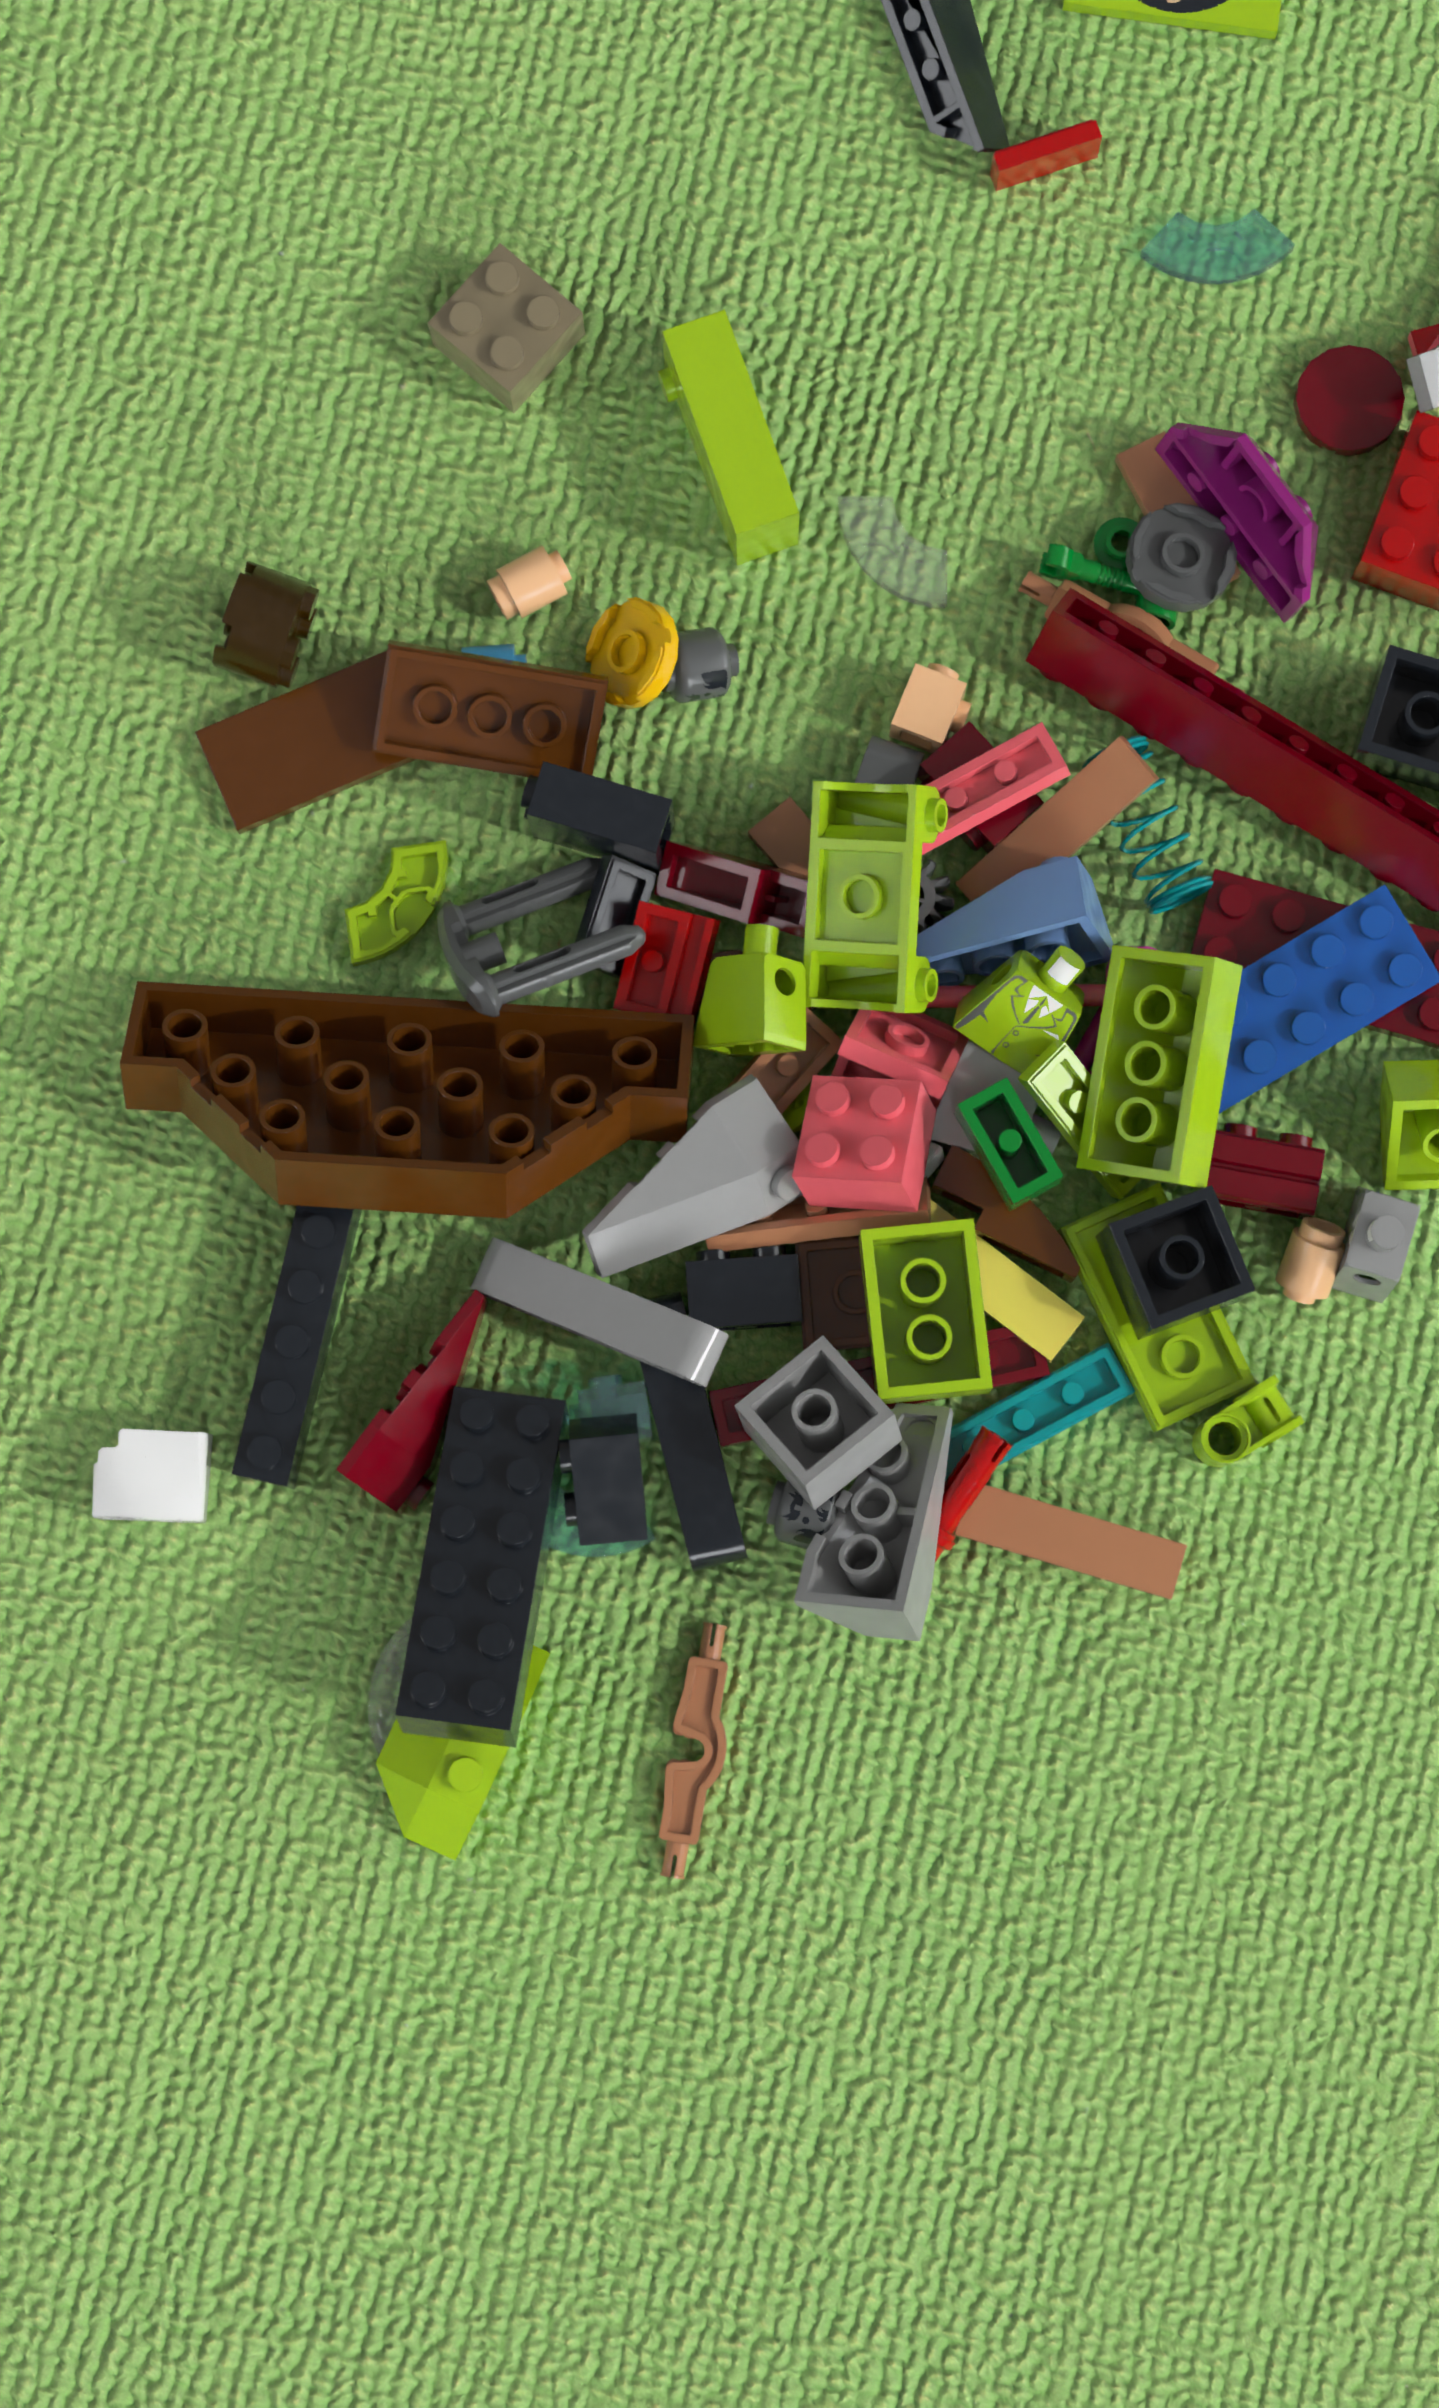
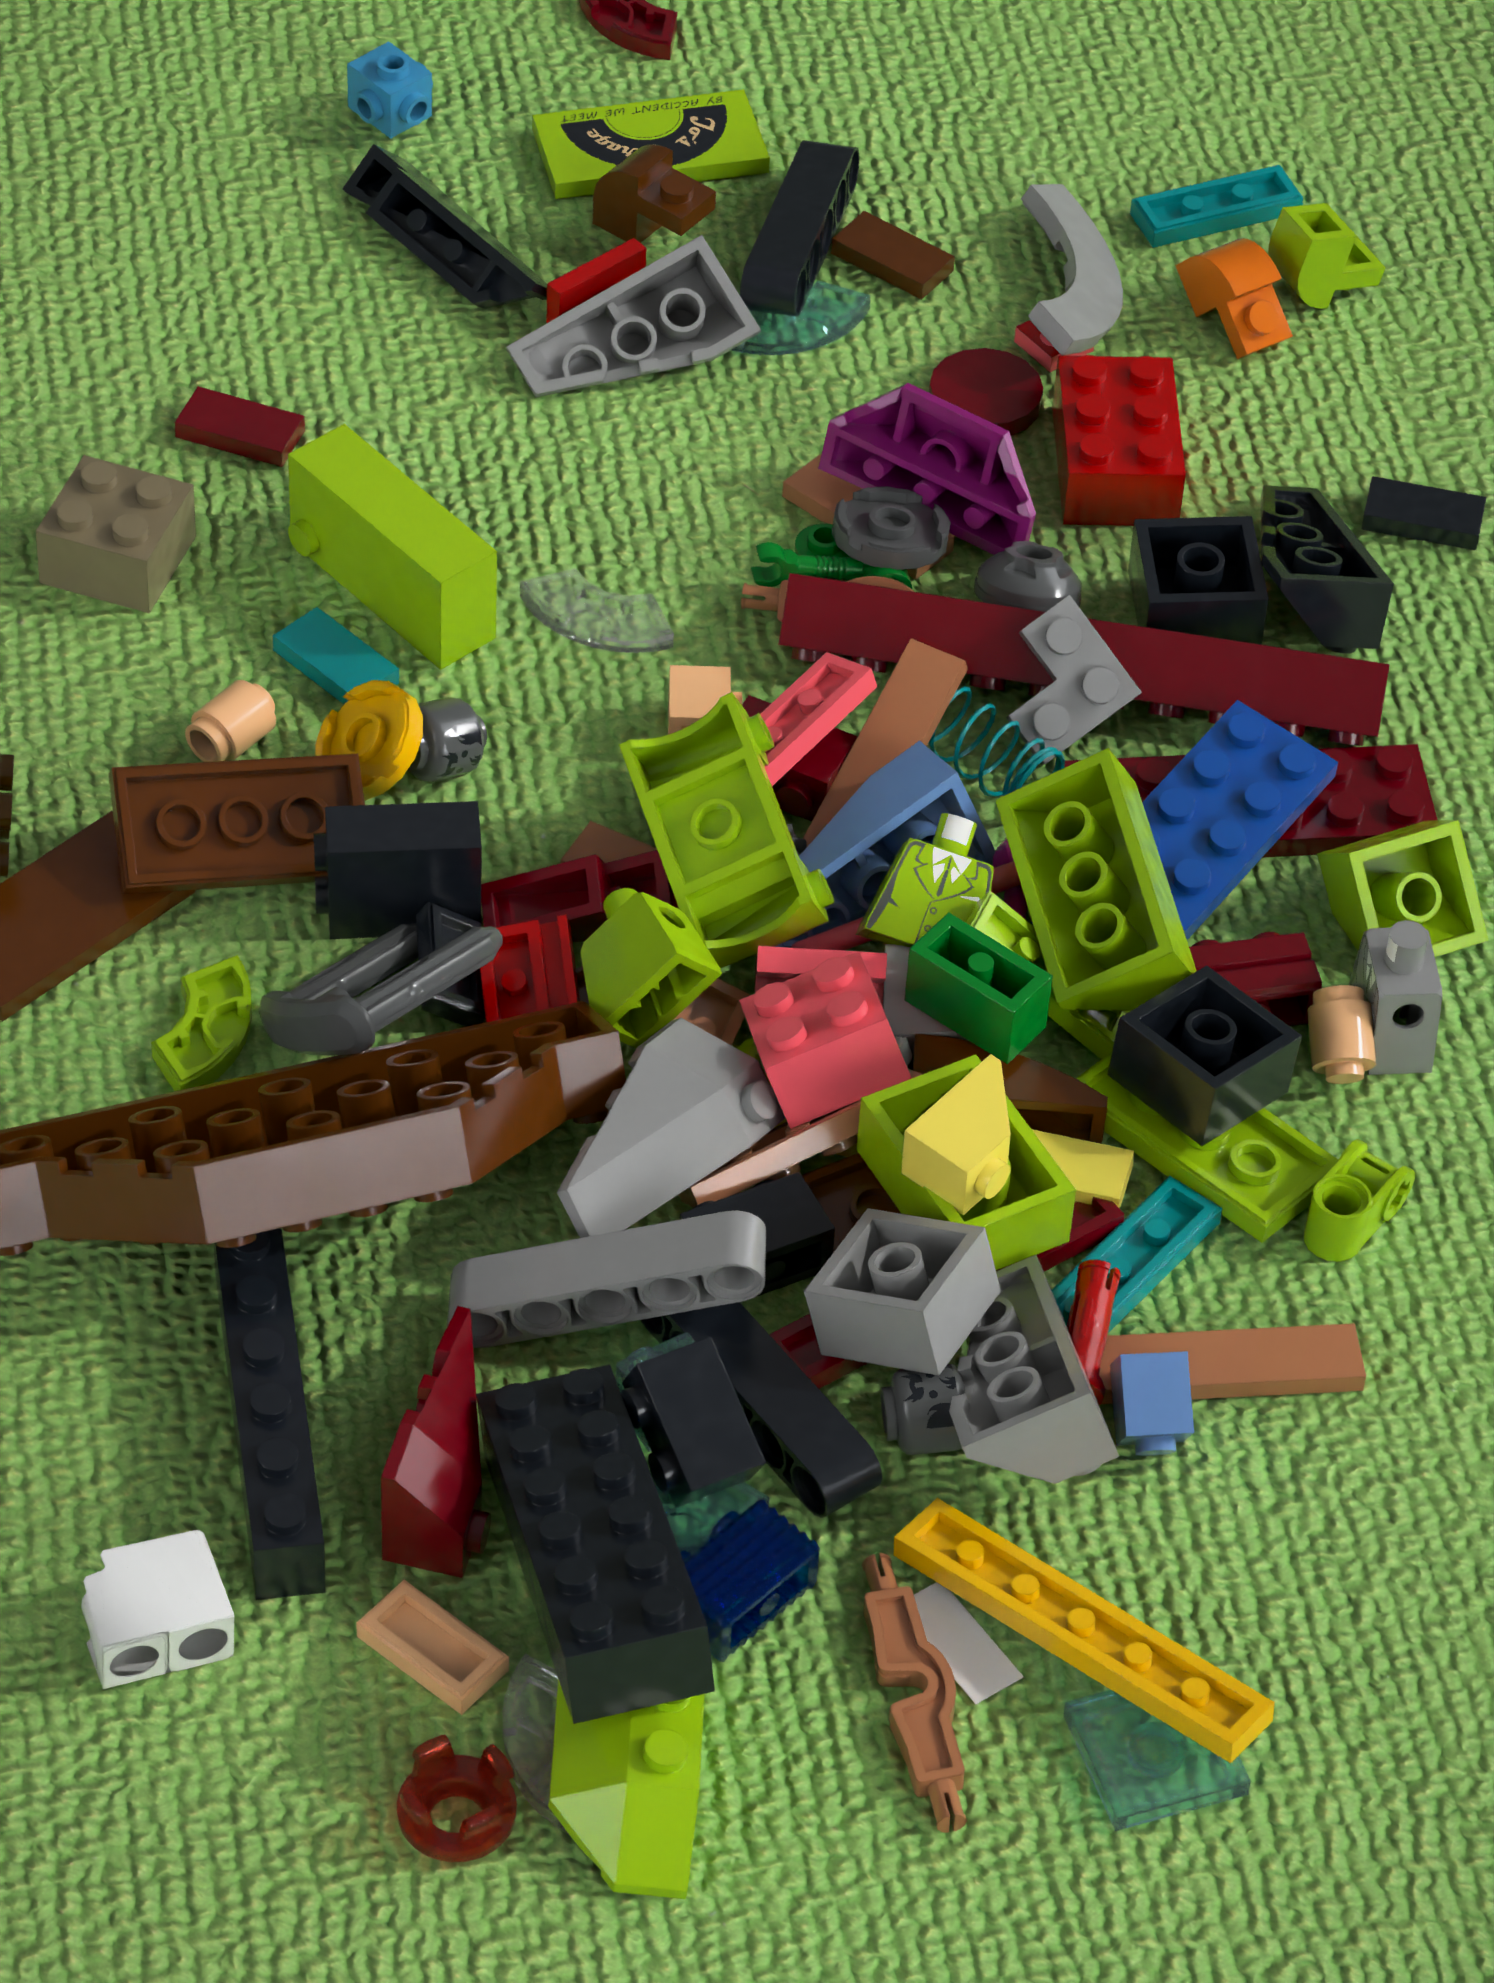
camera: 30 degrees left, 35 degrees down
(282, 1728) = (441, 1775): none -> clear red piece
(352, 1574) = (432, 1646): none -> light nougat tile
(597, 1610) = (749, 1574): none -> clear blue brick
(648, 530) = (331, 654): none -> teal tile
(666, 218) = (239, 426): none -> dark red tile
(751, 1715) = (971, 1653): none -> white sticker
(835, 1760) = (1084, 1630): none -> yellow plate
(853, 1870) = (1144, 1764): none -> clear light blue tile
(917, 1322) = (963, 1140): none -> light yellow slope
(985, 1570) = (1152, 1401): none -> medium blue brick
(1079, 223) = (648, 323): none -> light grey wedge
(1135, 60) = (649, 194): none -> reddish brown brick
(1260, 145) = (799, 228): none -> black beam
(1262, 814) = (1085, 674): none -> light grey plate
(1268, 674) = (1027, 578): none -> dark grey piece
(1340, 193) = (892, 255): none -> reddish brown tile

